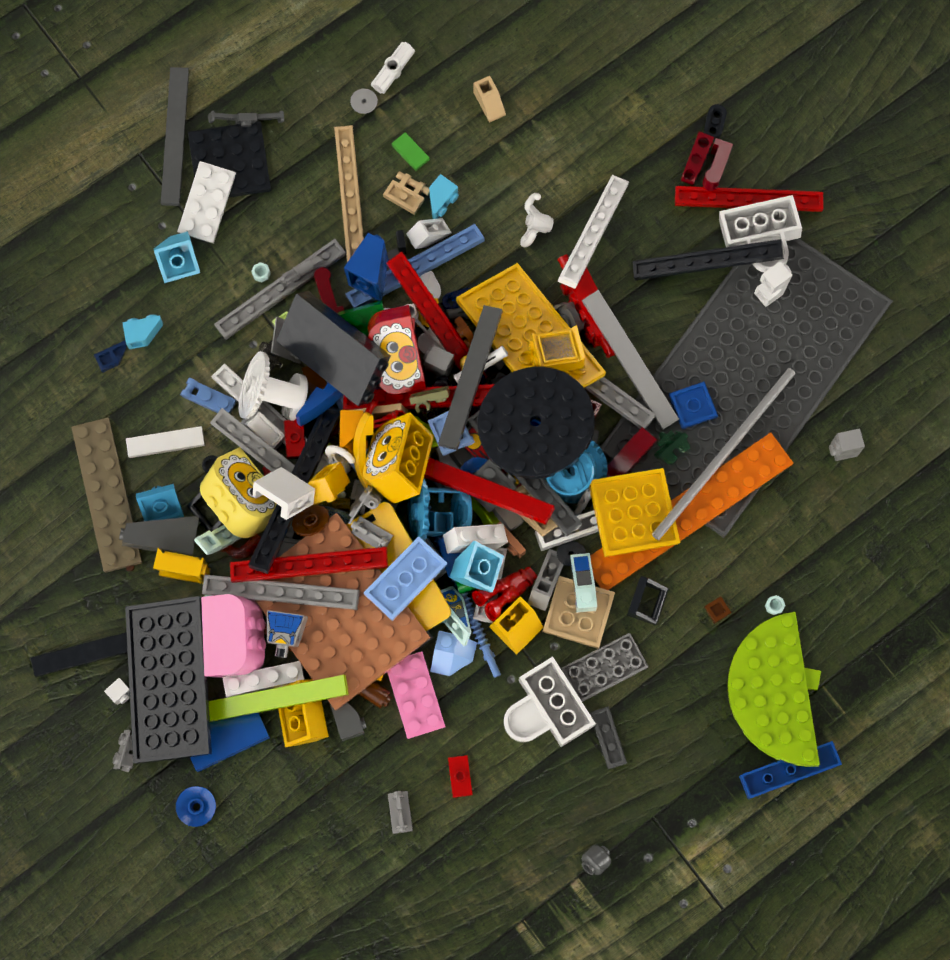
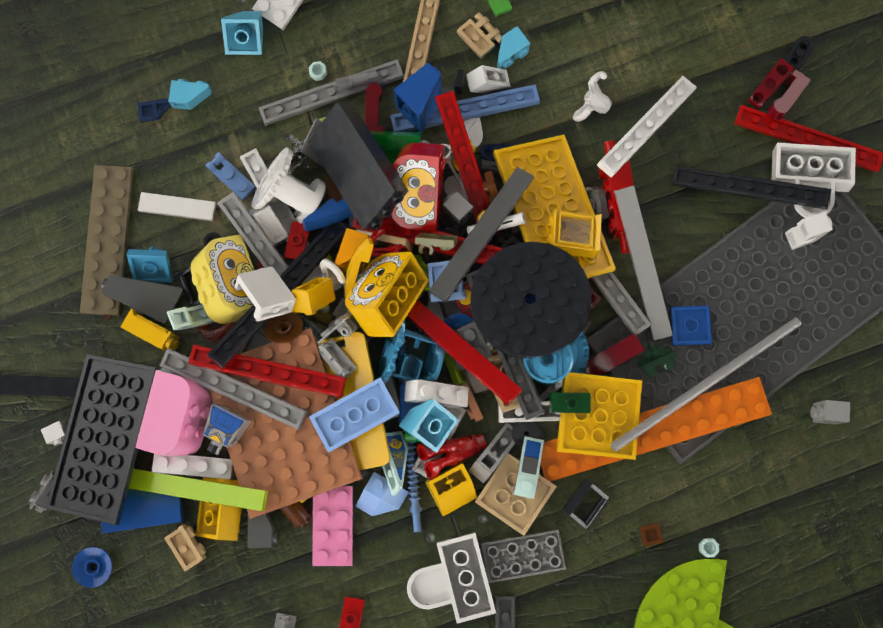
camera: 20 degrees right, 5 degrees up
(280, 759) = (186, 547): none -> tan bracket
(602, 507) = (570, 402): none -> dark green plate

